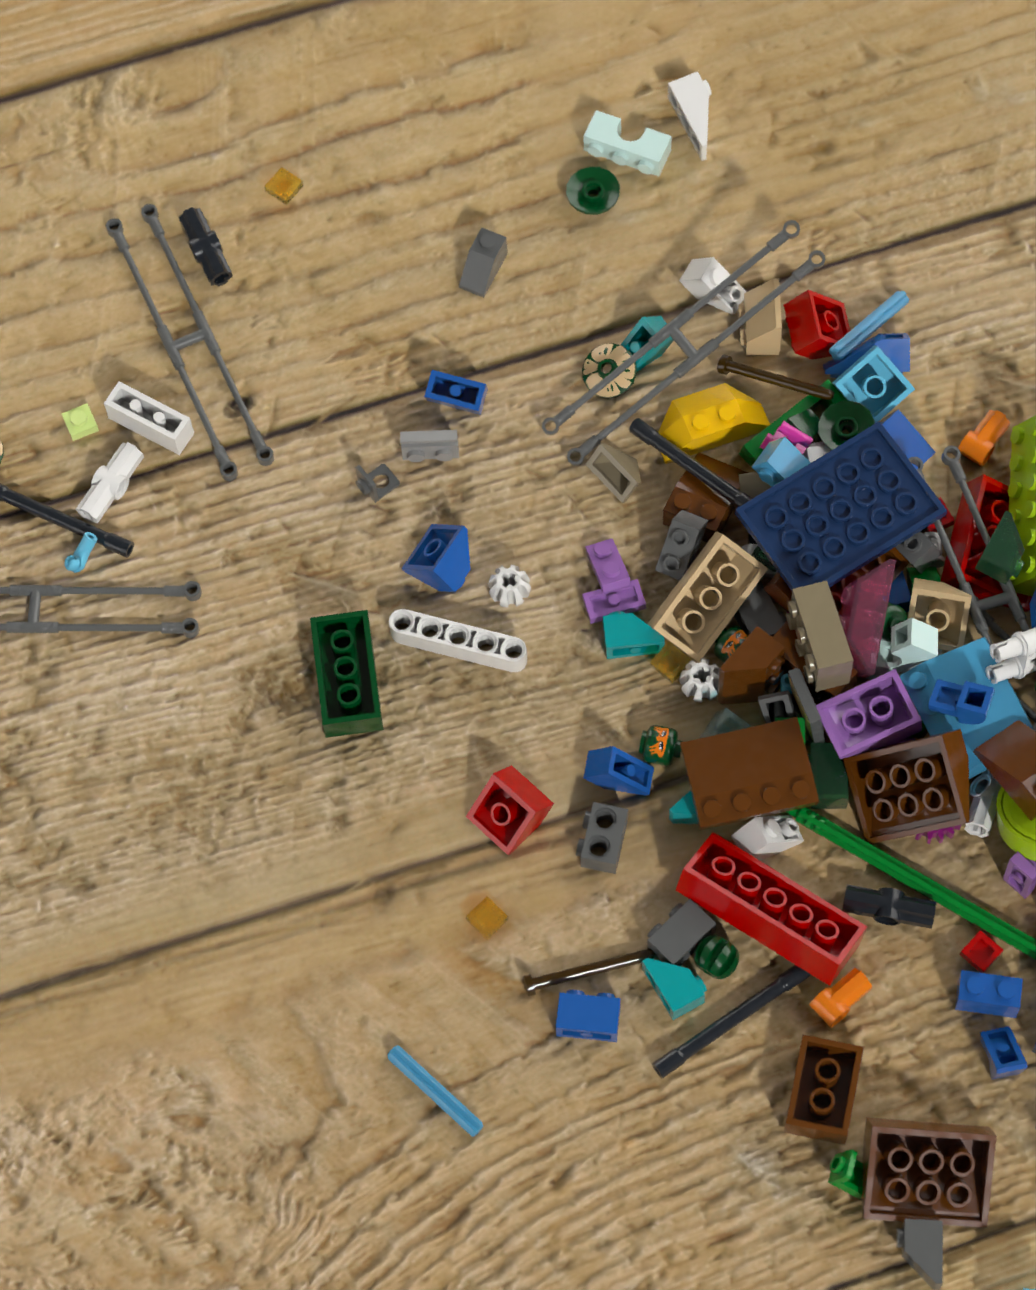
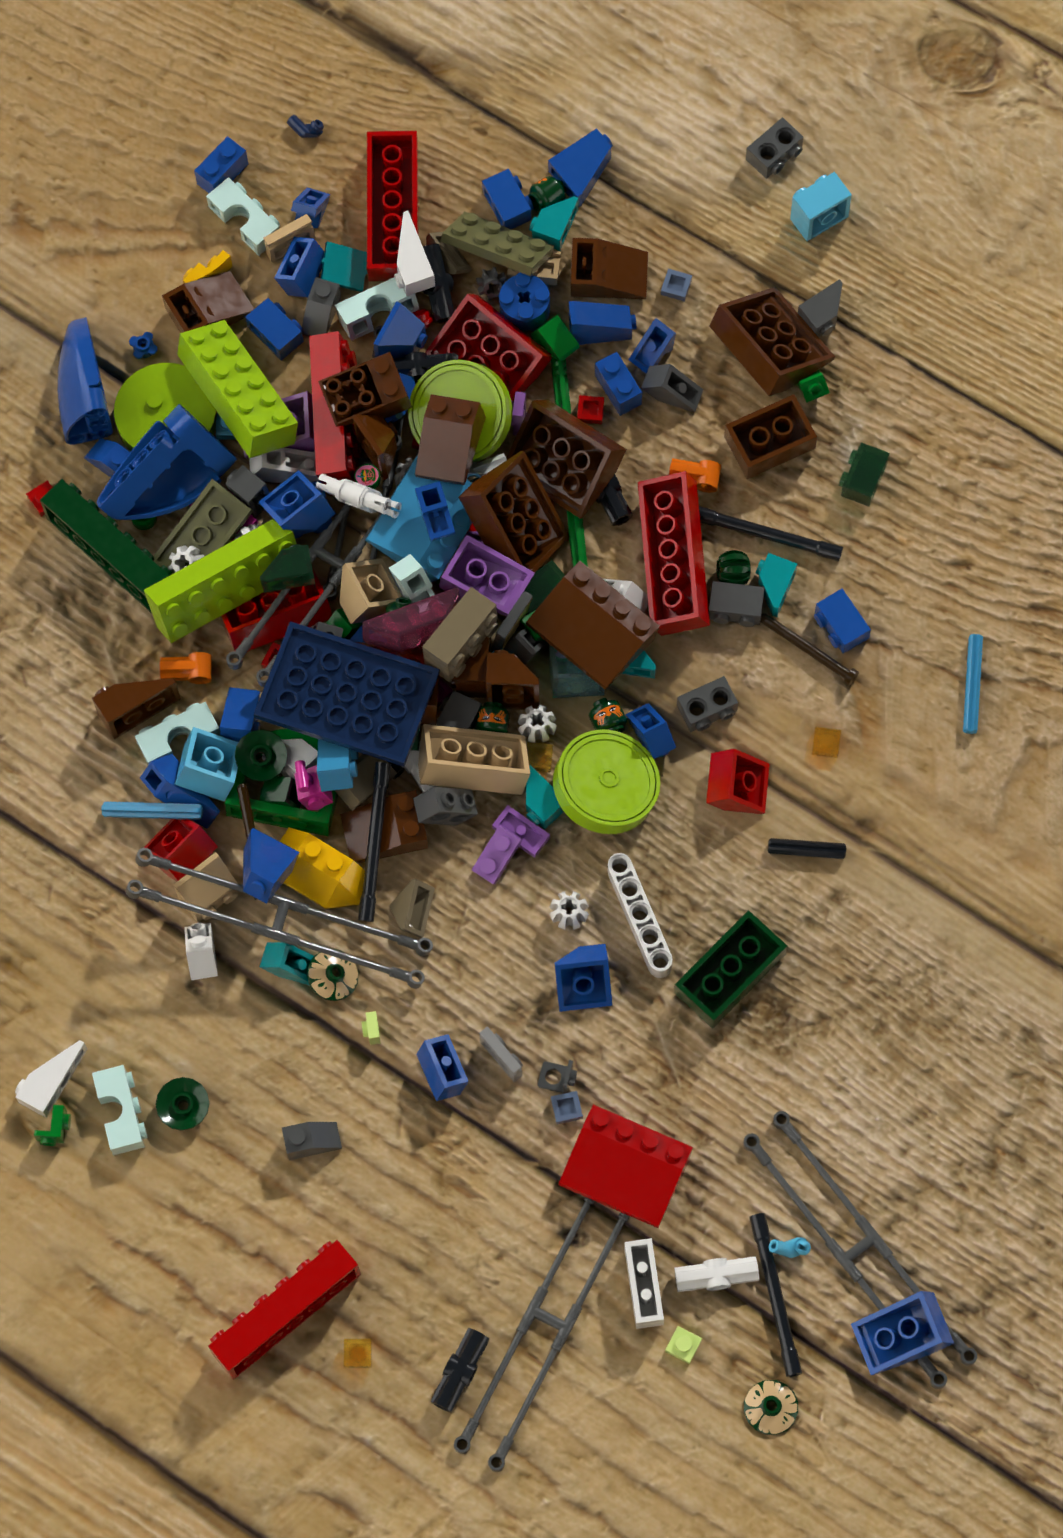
camera: 130 degrees left, 5 degrees up
(254, 473) = (625, 1166): none -> red slope
(343, 468) = (566, 1107): none -> sand blue plate
(360, 149) = (284, 1309): none -> red brick
(403, 825) = (807, 848): none -> black axle
(537, 368) = (370, 1028): none -> yellowish green plate
(597, 692) = (606, 781): none -> lime brick
(649, 93) = (60, 1122): none -> green bracket
(719, 1153) = (864, 474): none -> clear green brick
(736, 357) = (266, 865): none -> blue slope
(927, 369) = (156, 740): none -> light aqua arch
(946, 882) = (567, 455): none -> reddish brown slope
(947, 1042) = (672, 387): none -> dark grey slope
(983, 353) = (132, 703): none -> reddish brown slope

